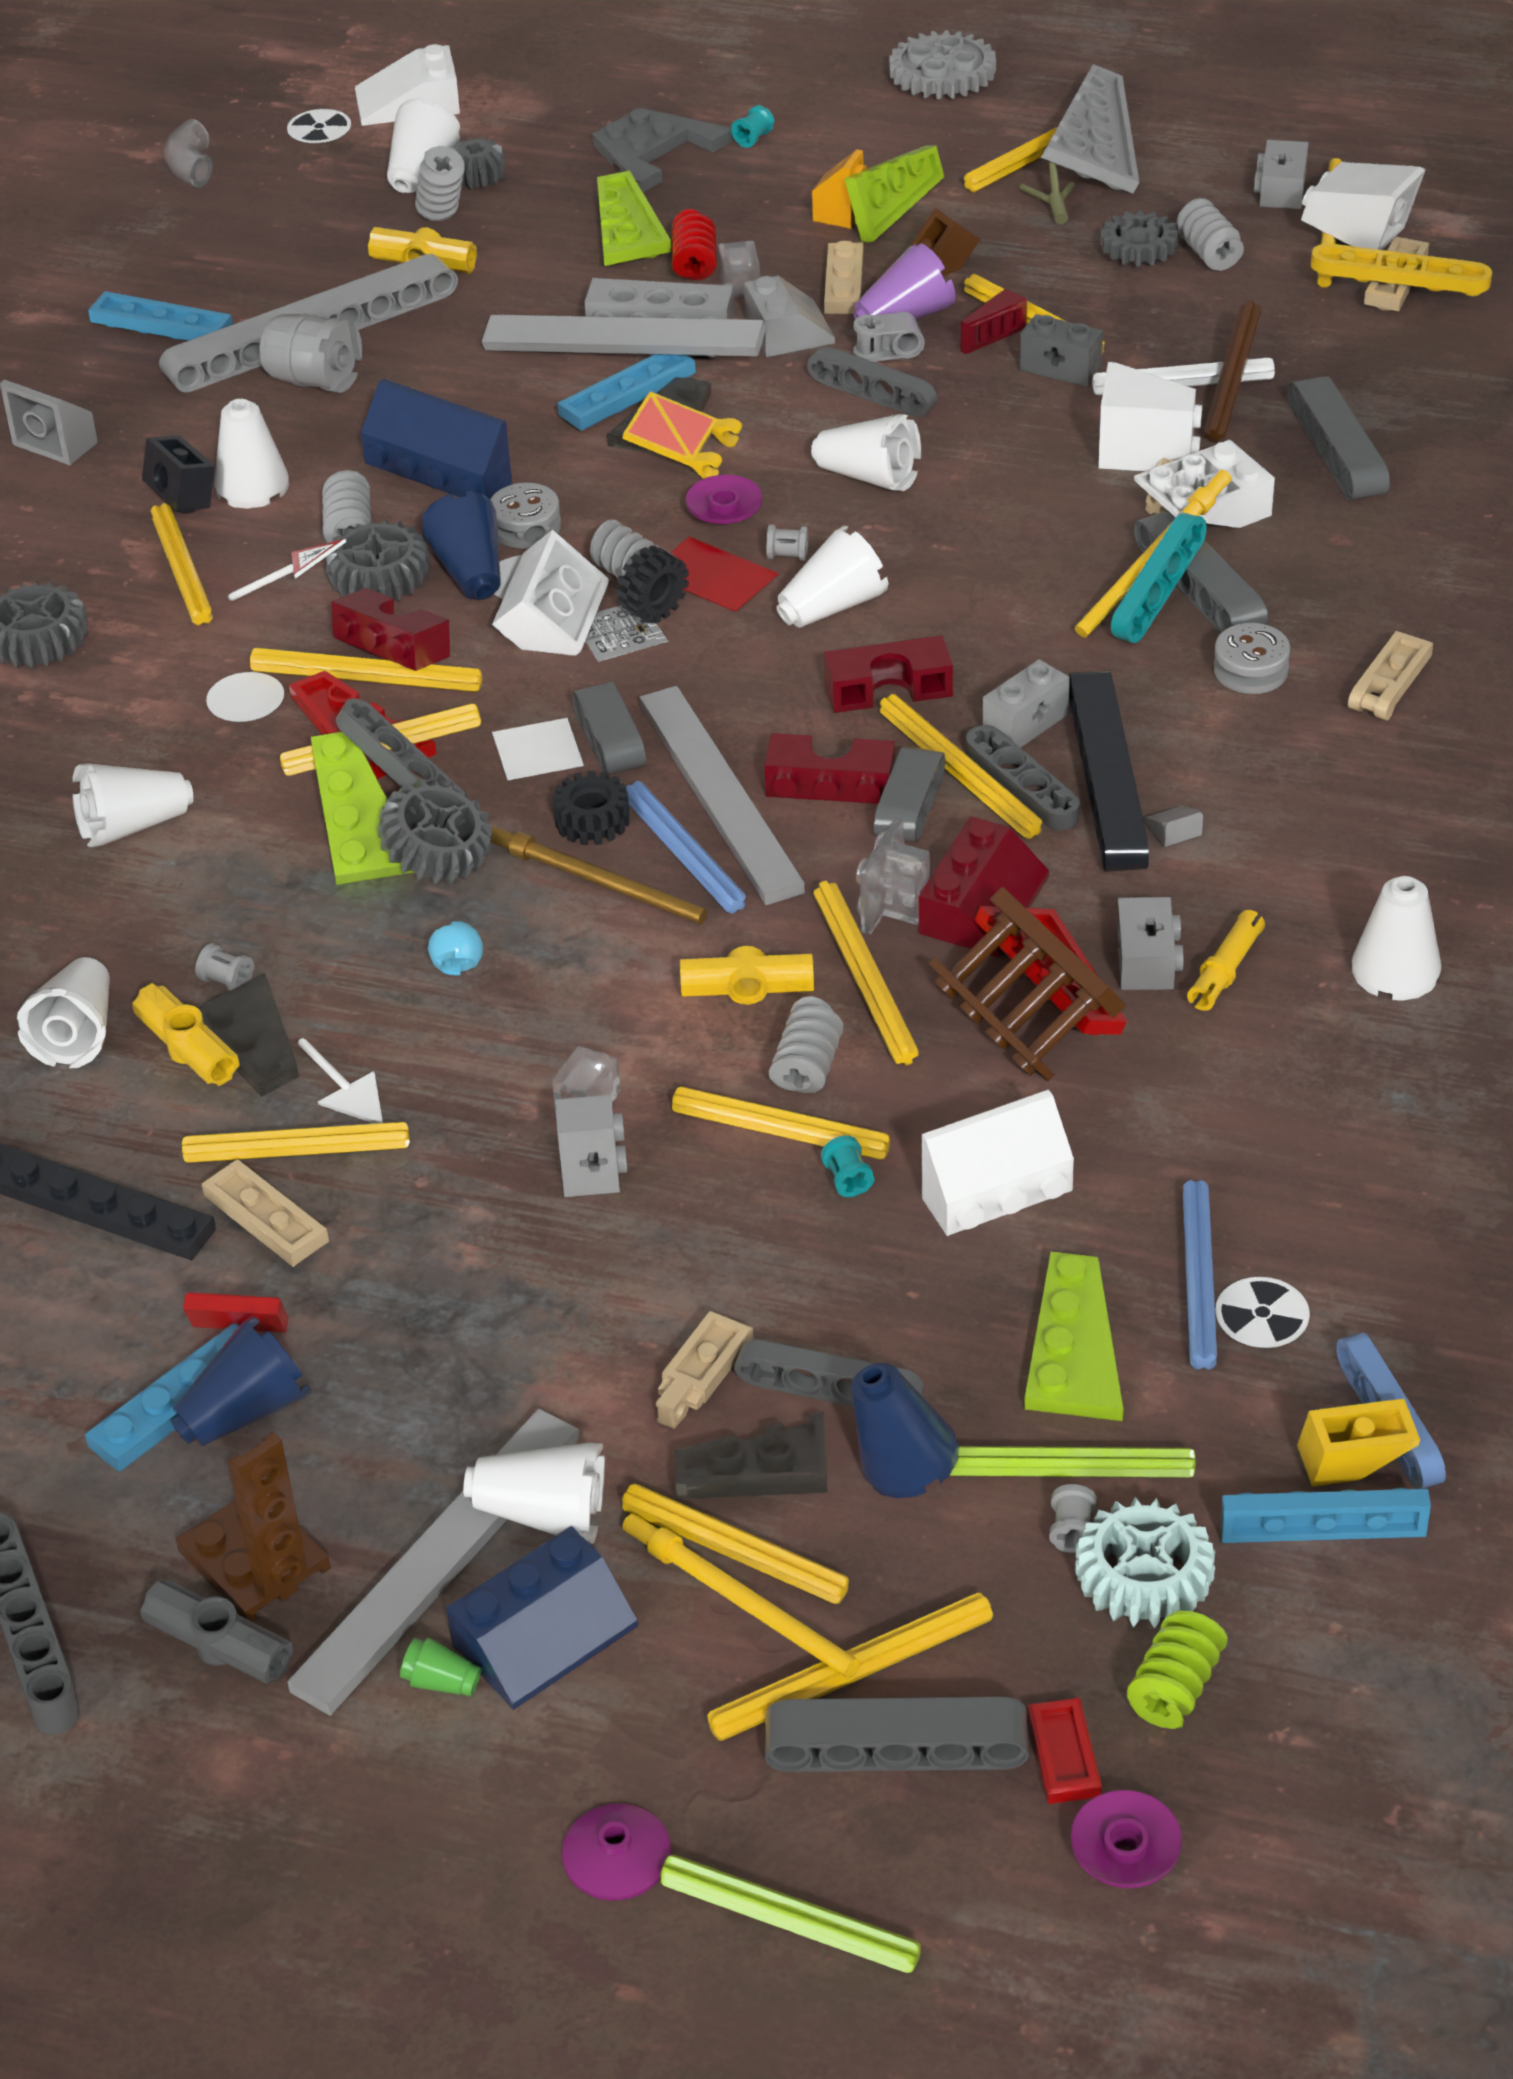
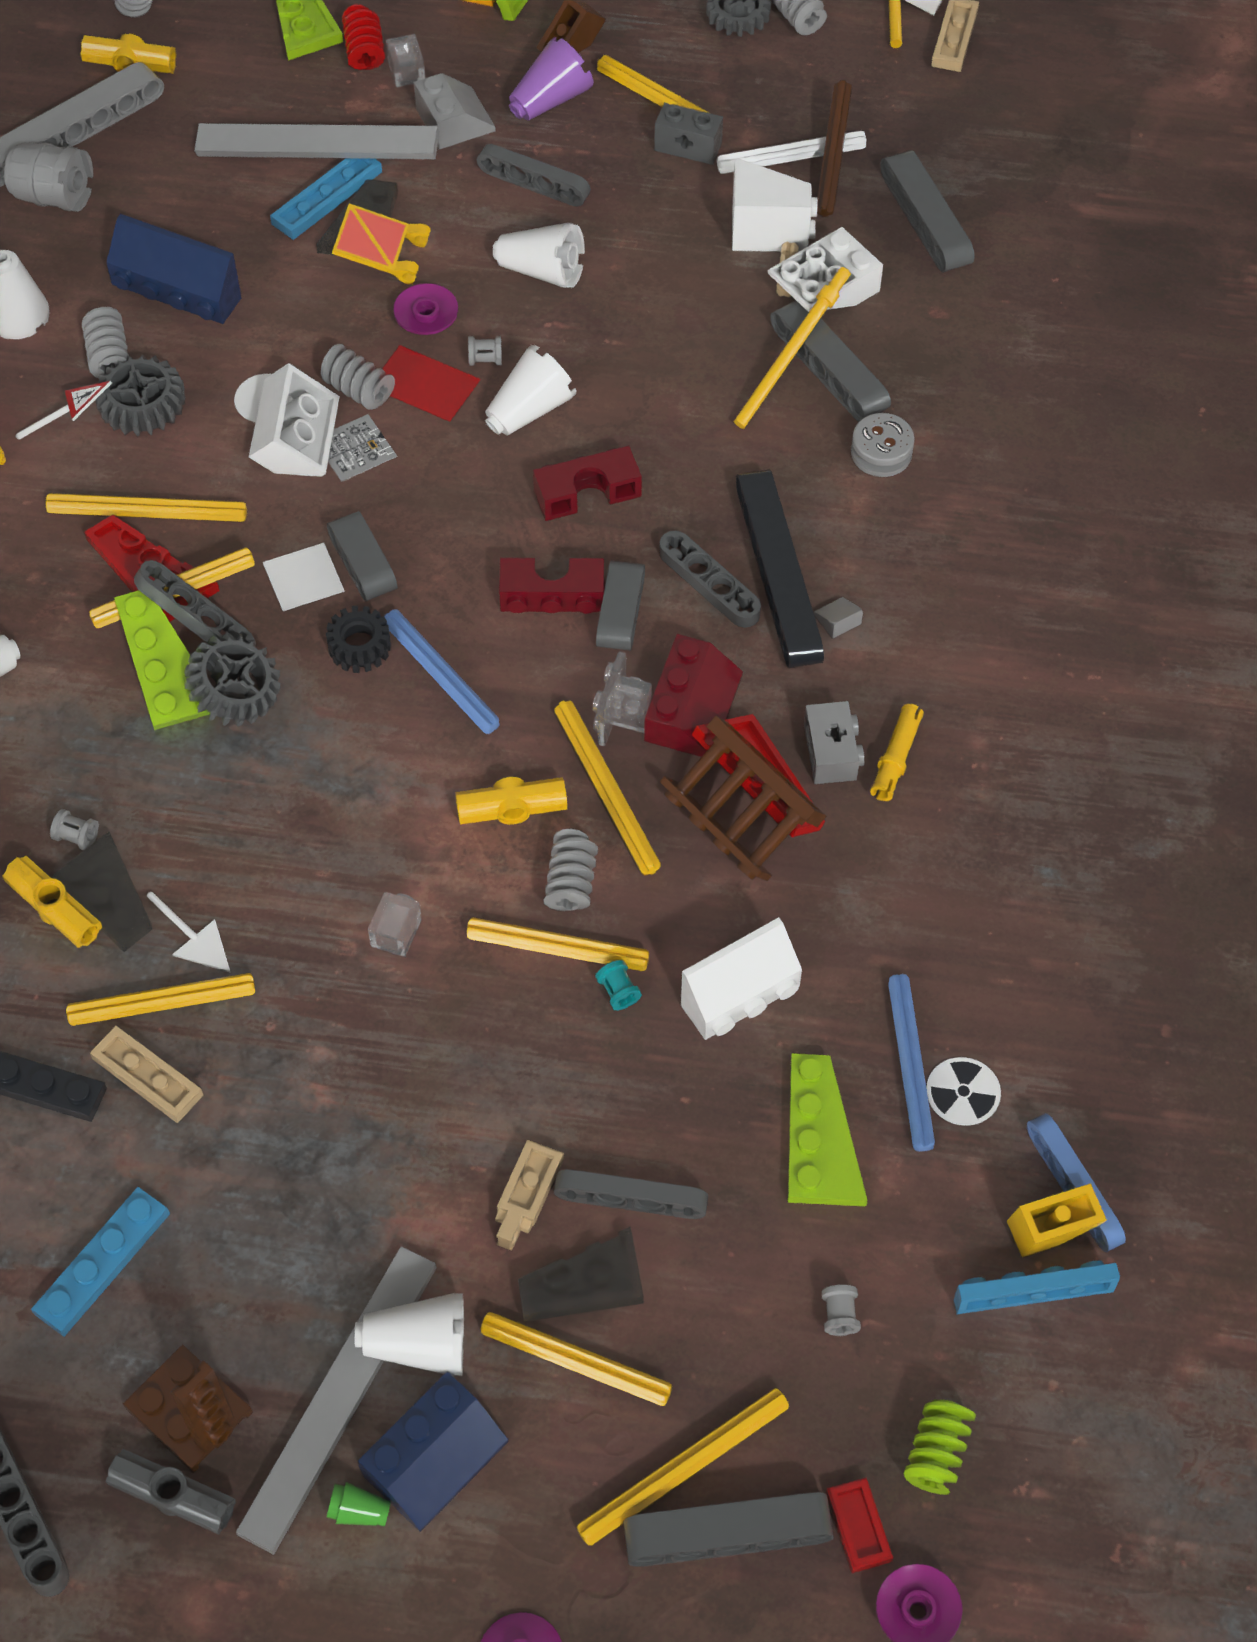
camera: 10 degrees left, 15 degrees up
(222, 1310) = (138, 1178): red tile -> none
(238, 1386) = (152, 1256): dark blue cone -> none
(245, 696) = (46, 540): white sticker -> none
(410, 639) = (182, 481): dark red arch -> none
(455, 948) = (266, 795): medium azure piece -> none
(466, 541) = (215, 374): dark blue cone -> none
(525, 514) = (258, 336): light grey head -> none
(526, 847) = (308, 682): pearl gold bar -> none
(588, 1145) = (408, 991): light grey brick -> none
(652, 584) = (379, 407): black tyre -> none
(658, 299) = (342, 104): light grey brick -> none
(670, 1549) = (524, 1369): yellow bar -> none
(722, 796) = (464, 615): light grey tile -> none
(843, 277) = (494, 62): tan plate -> none
(885, 337) = (543, 125): light grey piece -> none
(899, 1434) = (700, 1256): dark blue cone -> none
(962, 767) = (658, 571): yellow axle -> none
(995, 320) = (628, 104): dark red slope -> none
(1028, 703) = (706, 507): light grey brick -> none
(1075, 1461) = (831, 1253): lime axle -> none
(1145, 1544) = (879, 1323): light aqua gear -> none
(1158, 577) = (799, 373): teal beam -> none
(1390, 675) = (996, 452): tan plate -> none
(1399, 943) = (1034, 733): white cone -> none
(1401, 268) = (976, 35): yellow piece -> none

